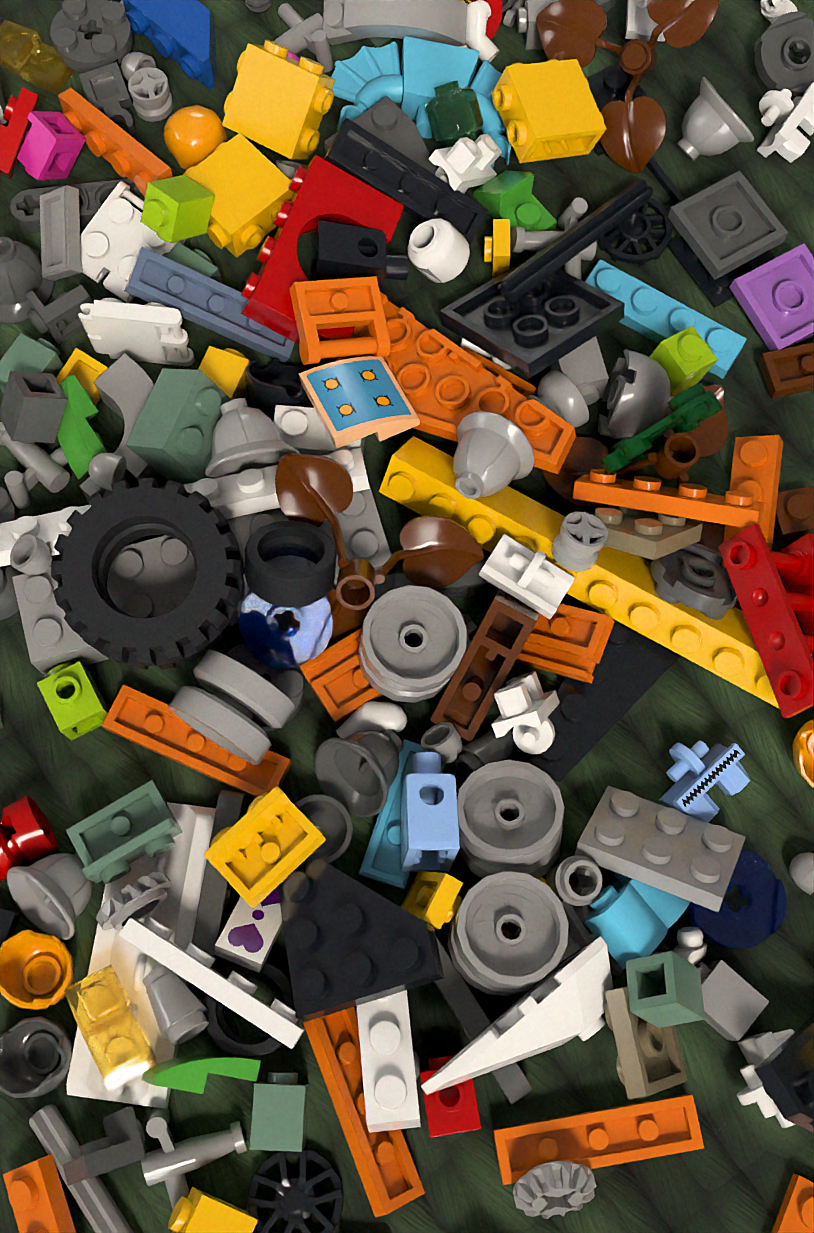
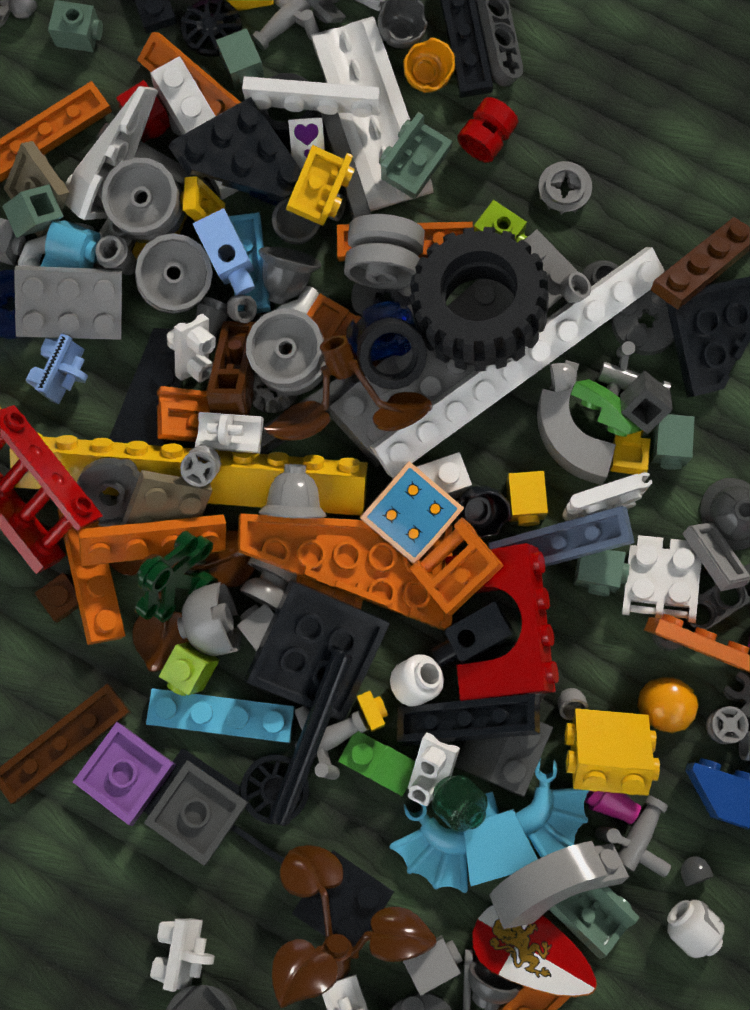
camera: 160 degrees right, 5 degrees up
(51, 893) = (443, 111): light grey hat -> none
(61, 315) = (673, 500): dark grey bracket -> none
(110, 1026) = (365, 52): clear yellow slope -> none
(134, 901) = (384, 117): light grey gear -> none
(174, 1006) = (327, 72): light grey cone -> none
(177, 208) = (631, 602): lime brick -> none
(178, 425) = (522, 434): sand green brick -> none
(191, 1071) = (304, 51): bright green slope -> none
(244, 441) = (470, 432): light grey hat -> none
(245, 191) = (602, 655): yellow brick -> none
(476, 29) = (488, 920): white arm -> none
(548, 110) = (386, 850): yellow brick -> none
(554, 1189) = (60, 89): light grey gear -> none
(711, 125) = (244, 916): light grey hat -> none

